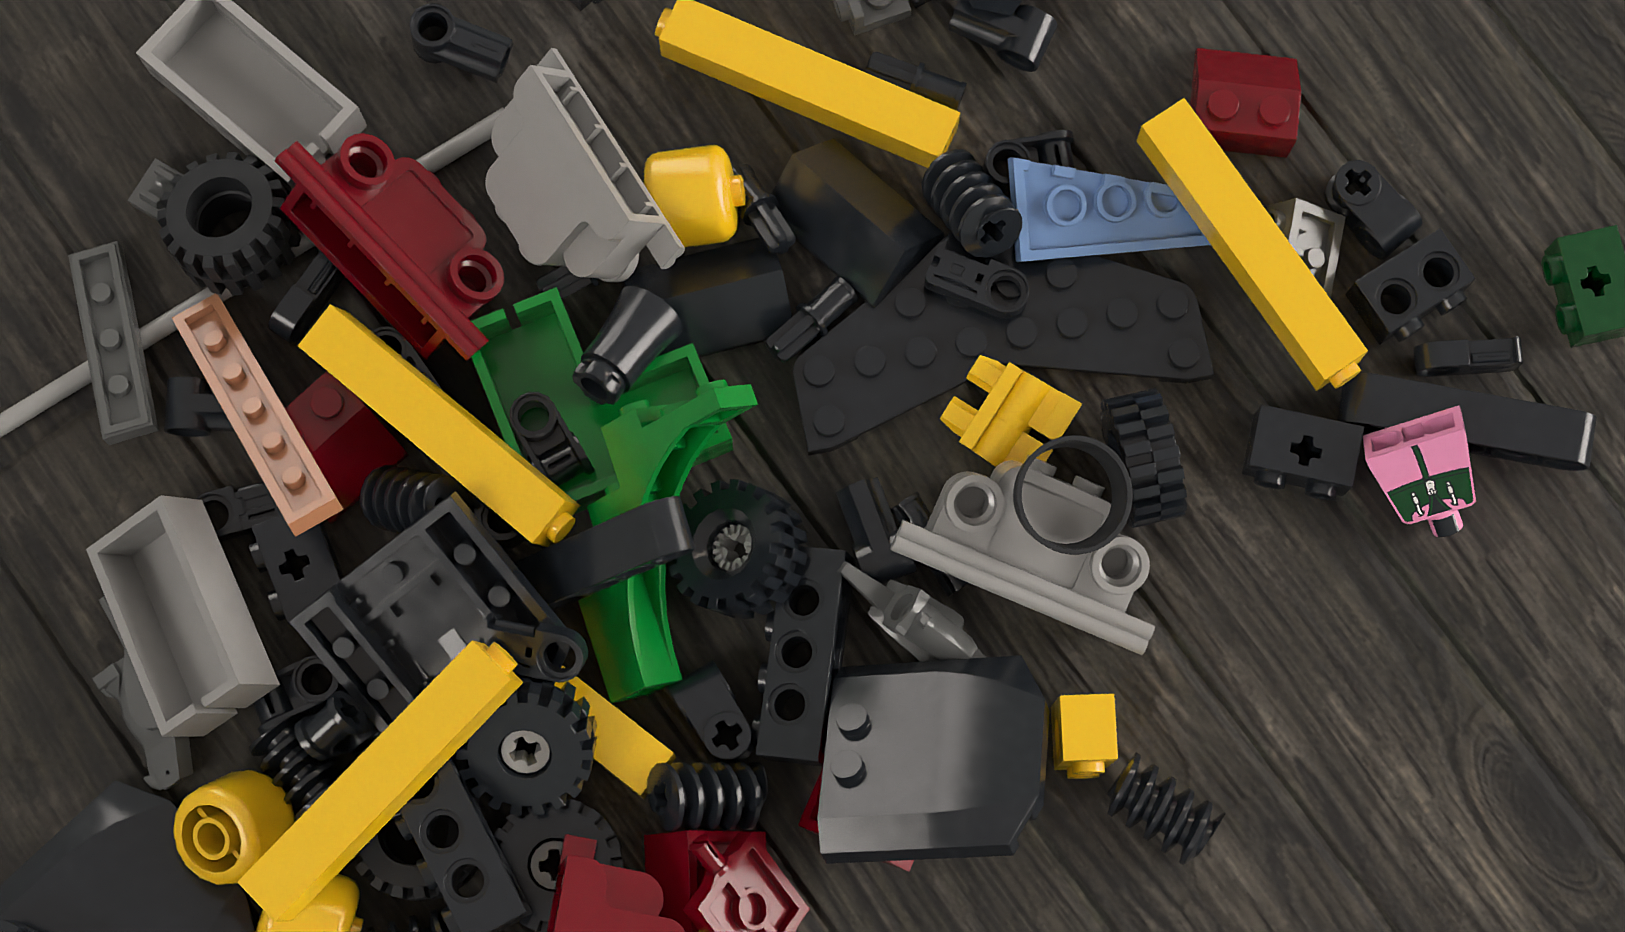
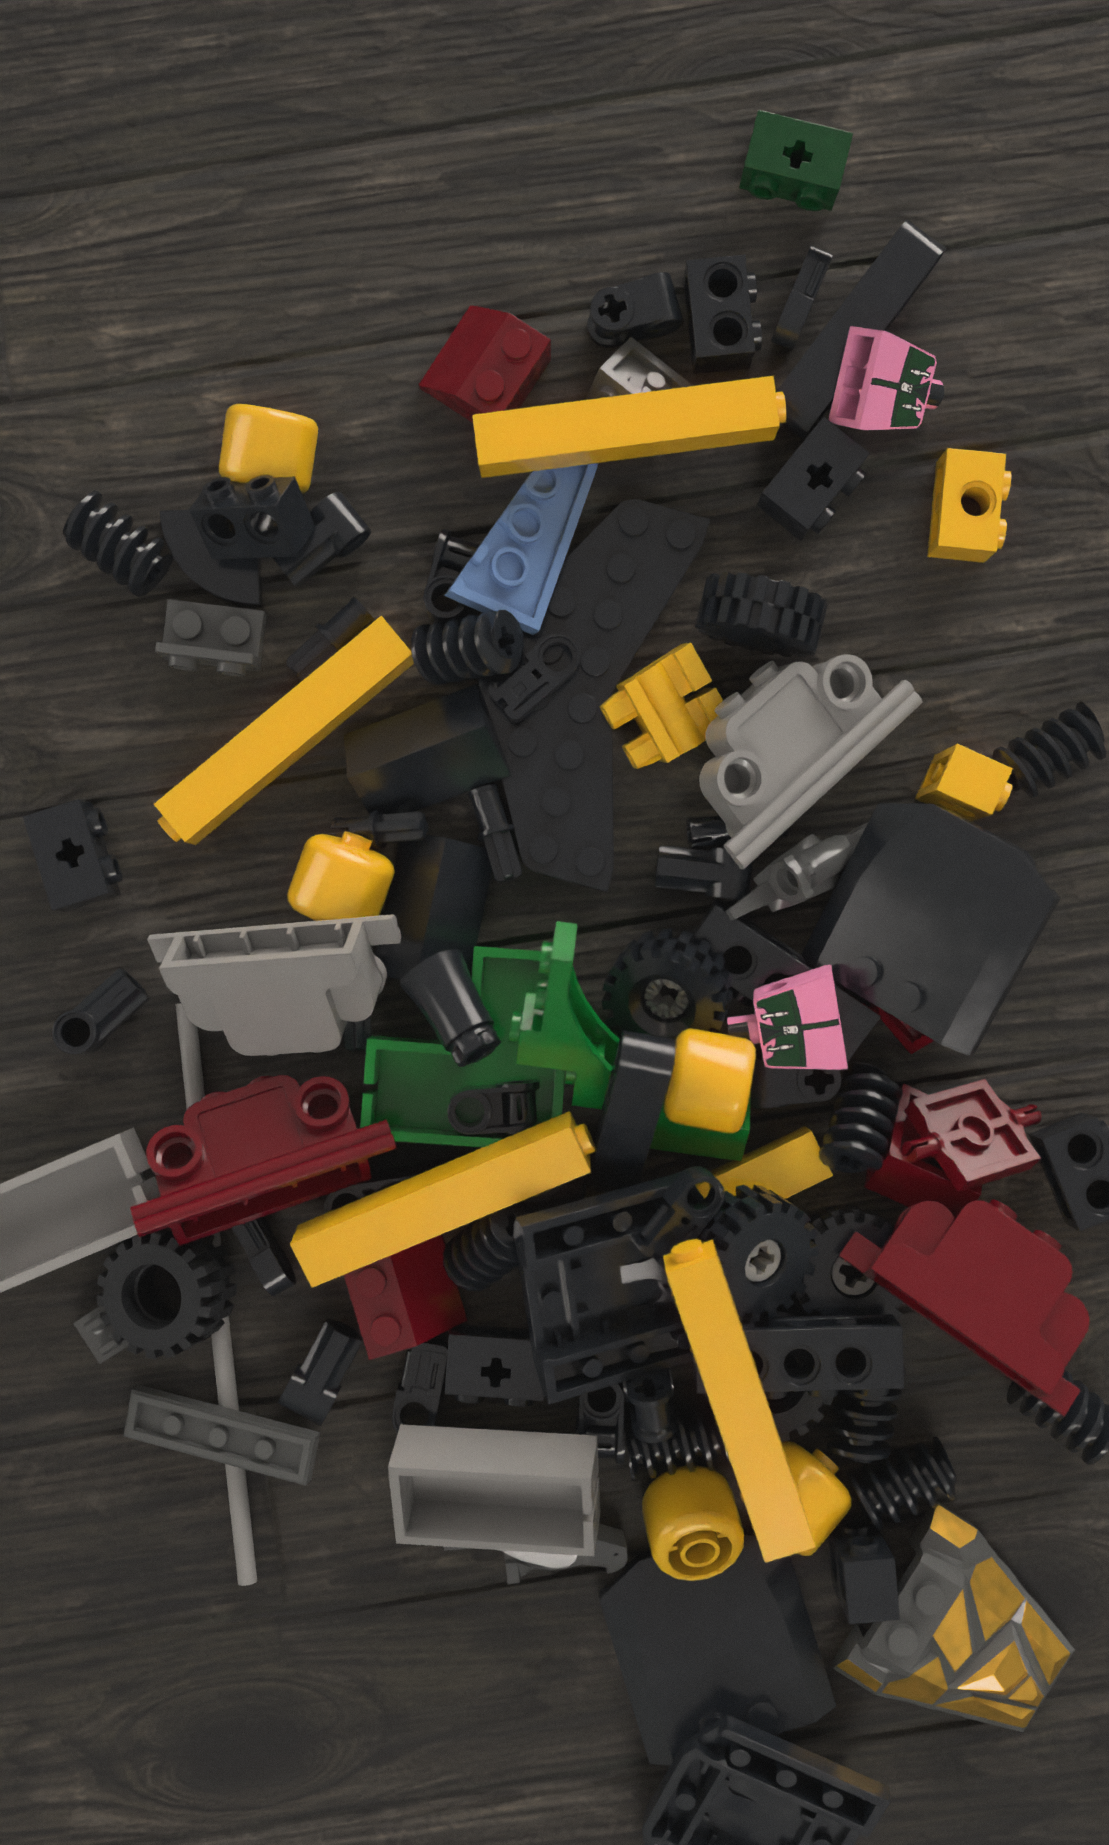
camera: 60 degrees left, 10 degrees up
(257, 415) = (356, 1350): nougat plate -> none
(673, 618) = (710, 1081): none -> yellow head
(769, 679) = (796, 1022): none -> bright pink torso
(1121, 494) = (813, 667): black tyre -> none
(1379, 589) = (954, 531): none -> yellow brick

